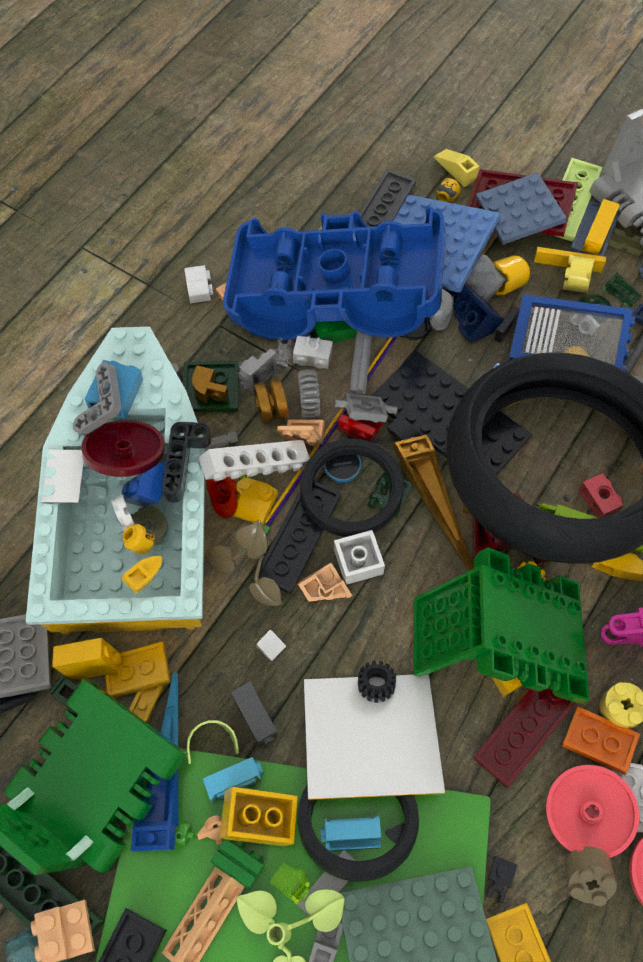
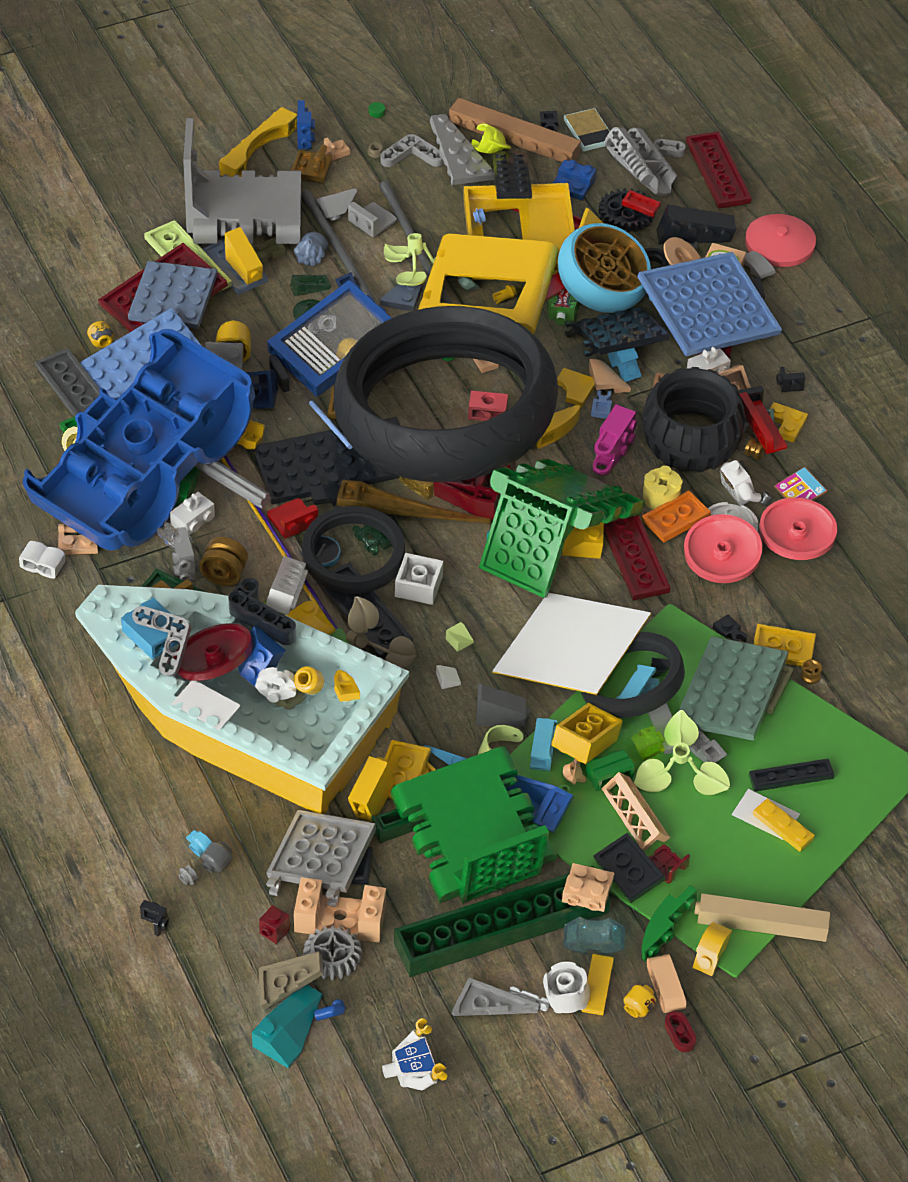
camera: 60 degrees left, 15 degrees down
(308, 430) = (269, 558): light nougat bracket -> none
(309, 394) = (241, 529): light grey gear -> none
(321, 628) = (459, 637): none -> yellowish green slope
(324, 585) = (422, 617): light nougat slope -> none
(365, 407) = (286, 501): light grey plate -> none
(376, 692) = (529, 629): black tyre -> none
(424, 345) = (253, 435): none -> yellow bracket
(460, 166) = (78, 311): light yellow slope -> none
(561, 258) = (250, 297): yellow tile -> none
(578, 274) = (274, 298): light yellow brick -> none
(591, 875) = (765, 570): dark tan brick -> none

